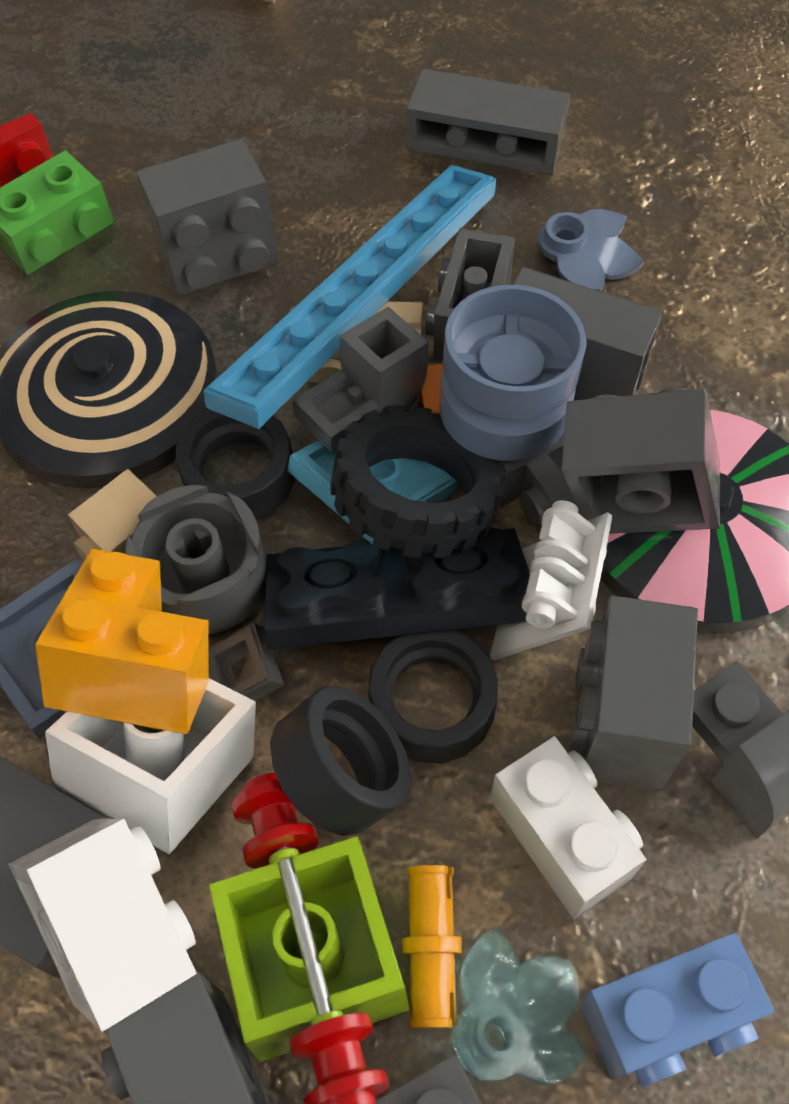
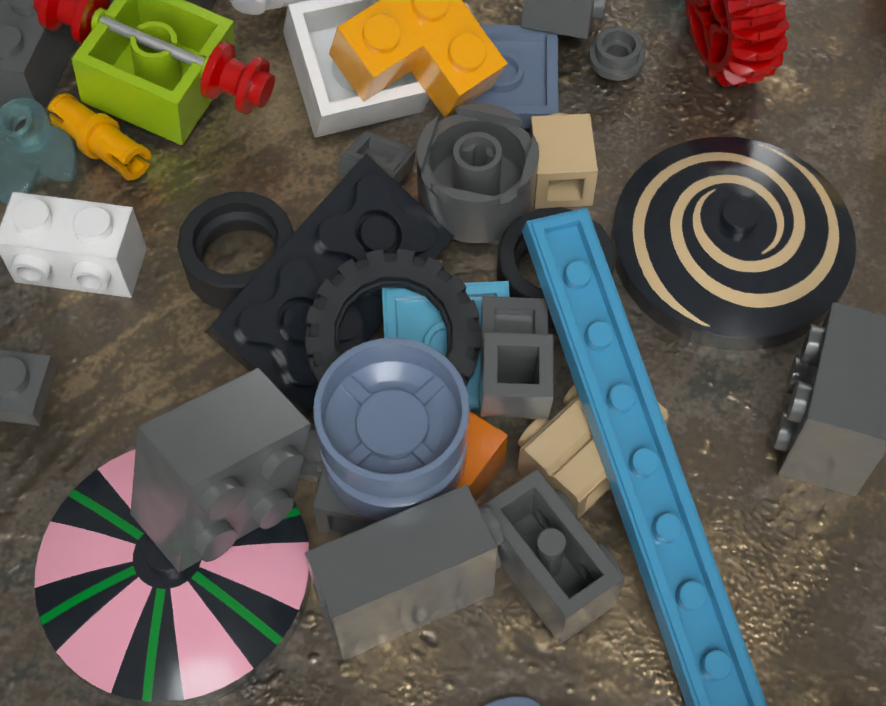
camera: 130 degrees right, 0 degrees up
(316, 779) = (191, 143): black tyre -> none
(561, 583) = (200, 341): white hinge -> none
(636, 692) = (94, 339): dark grey brick -> none

